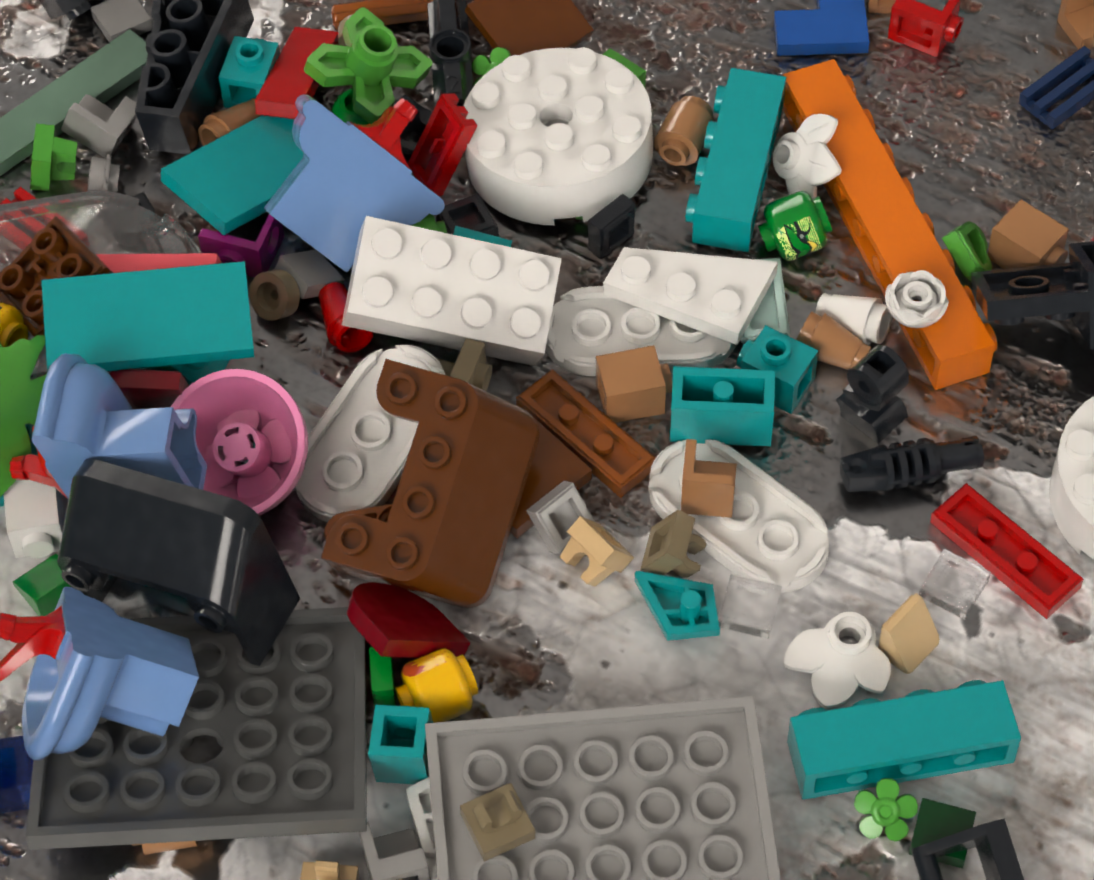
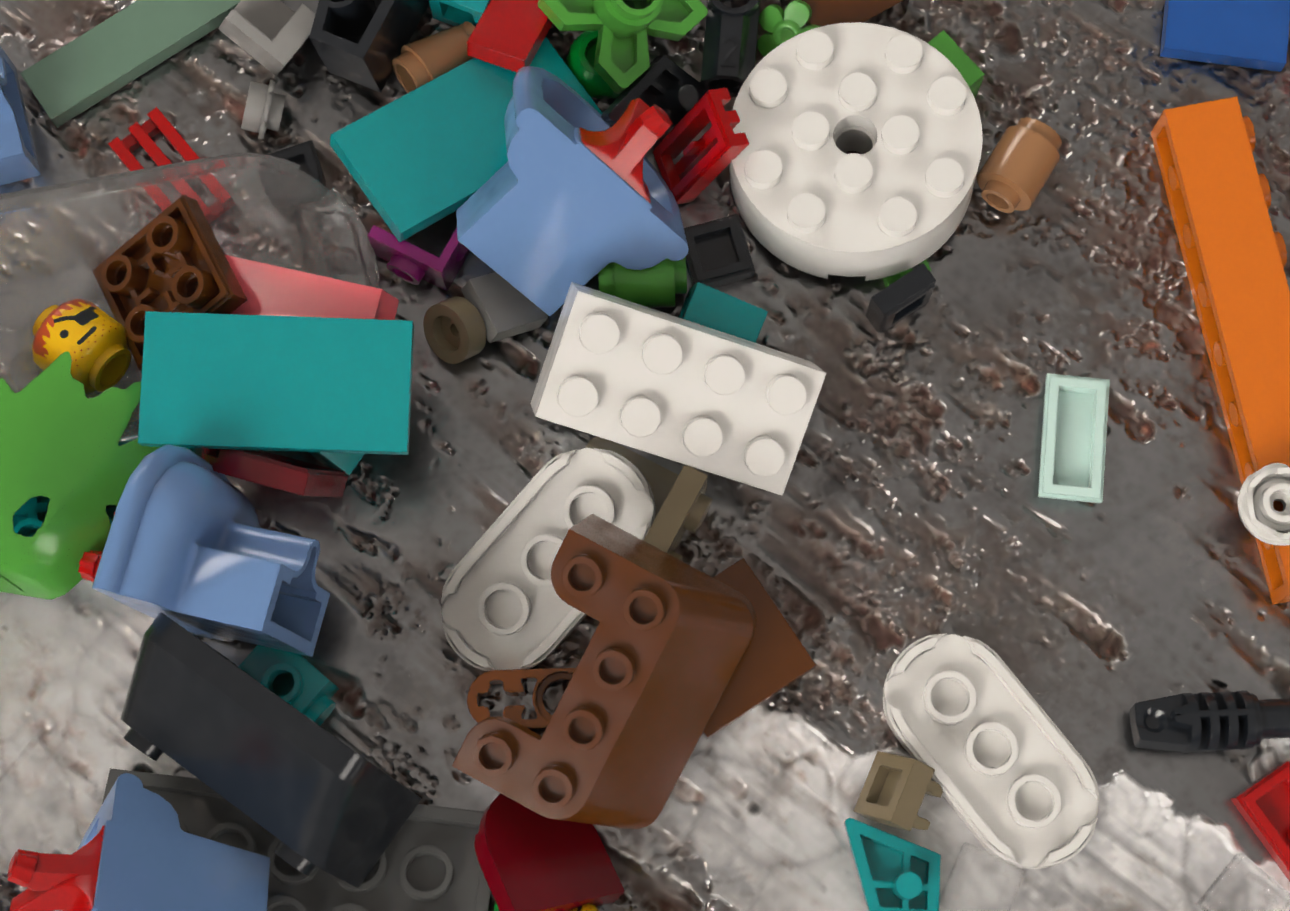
camera: 10 degrees right, 20 degrees up
(33, 518) = (105, 624): white brick -> none
(42, 586) = (104, 703): green slope -> none
(51, 158) = (199, 71): bright green tile -> none
(231, 414) = (371, 616): bright pink piece -> none
(332, 302) = (528, 356): red cone -> none
(557, 513) = (766, 725): light grey tile -> none
(587, 432) = (818, 596): dark orange tile -> none
(596, 325) = (916, 453): white tile -> none
(600, 546) = (807, 777): tan tile -> none
(632, 384) = (889, 543): medium nougat brick -> none
(692, 289) = (990, 415): white wing -> none
(707, 485) = (960, 719): medium nougat panel -> none
(723, 405) = (998, 605): teal brick -> none
(737, 161) = (1083, 227): teal brick -> none
(789, 358) = (1076, 551): teal brick -> none
(795, 225) = (1138, 338): green head -> none
(804, 156) = (1170, 242): white plate -> none
(833, 341) = (1153, 522): medium nougat cone -> none
(862, 316) = (1191, 488): white cone -> none
(871, 394) = (1196, 617): black leg -> none

